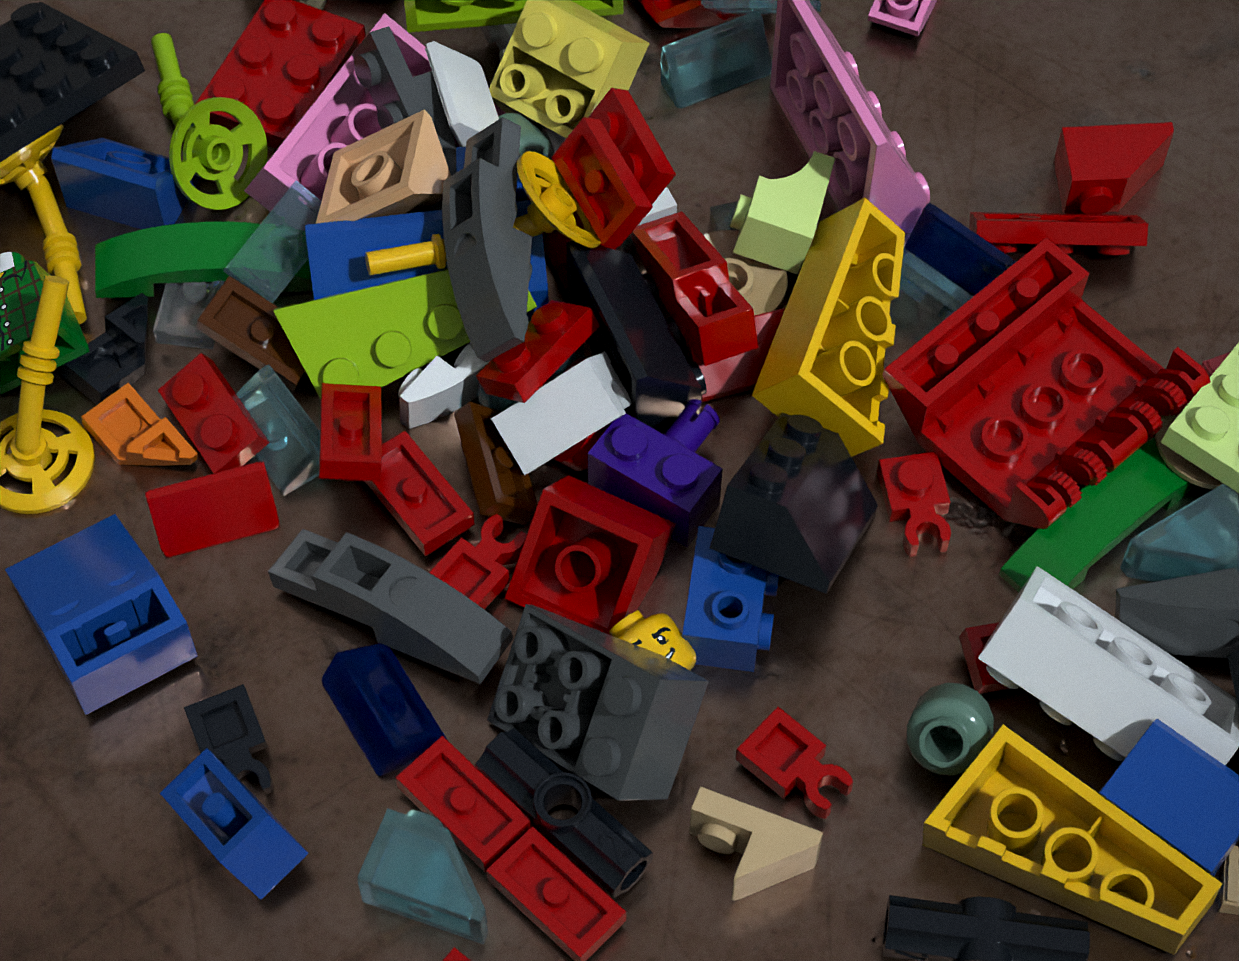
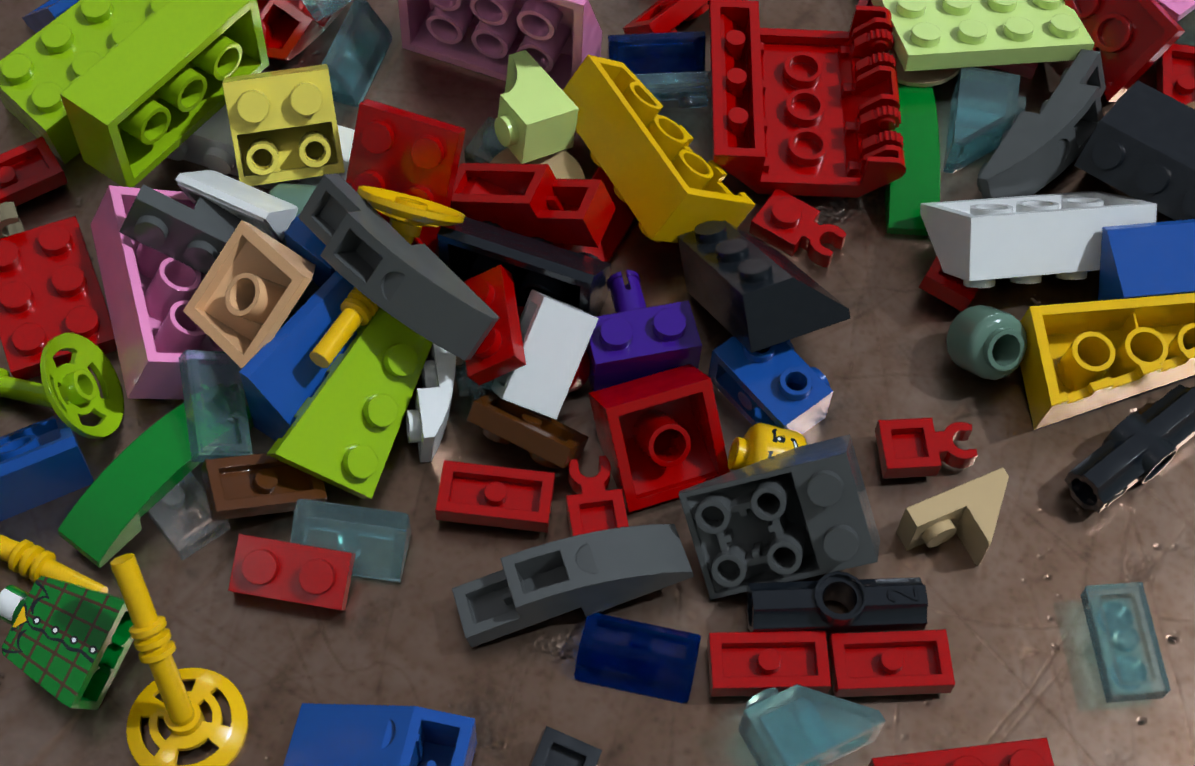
camera: 50 degrees left, 0 degrees up
(113, 356) = (168, 588): black slope -> none
(134, 432) = (246, 637): orange slope -> none
(213, 509) = (371, 635): red slope -> none
(350, 432) = (419, 491): red plate -> none
(601, 182) = (423, 171): red plate -> none

